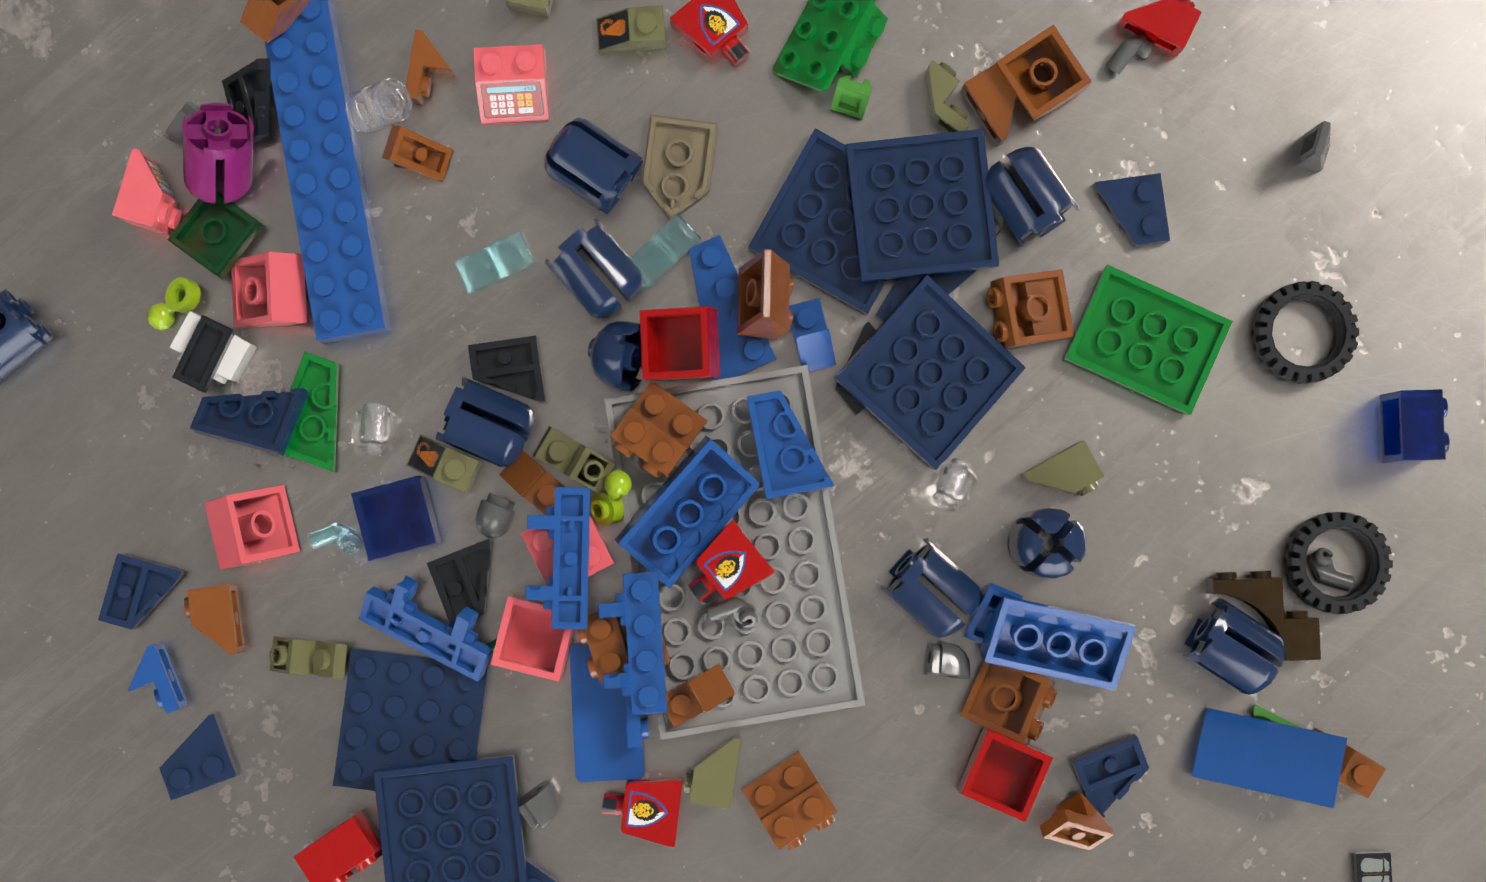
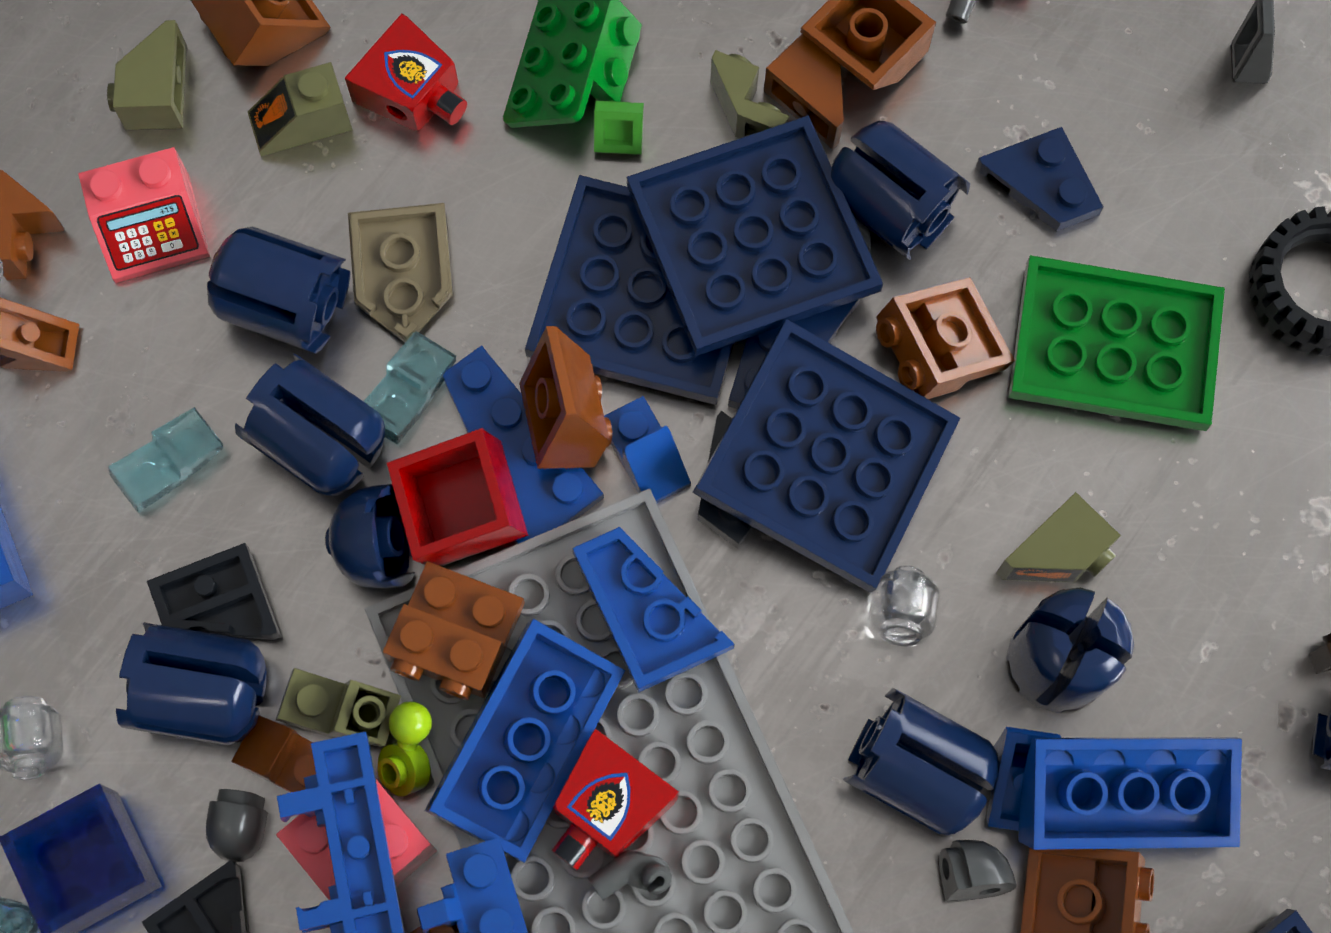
camera: 10 degrees left, 15 degrees down
(444, 464) = (147, 764): olive slope -> none

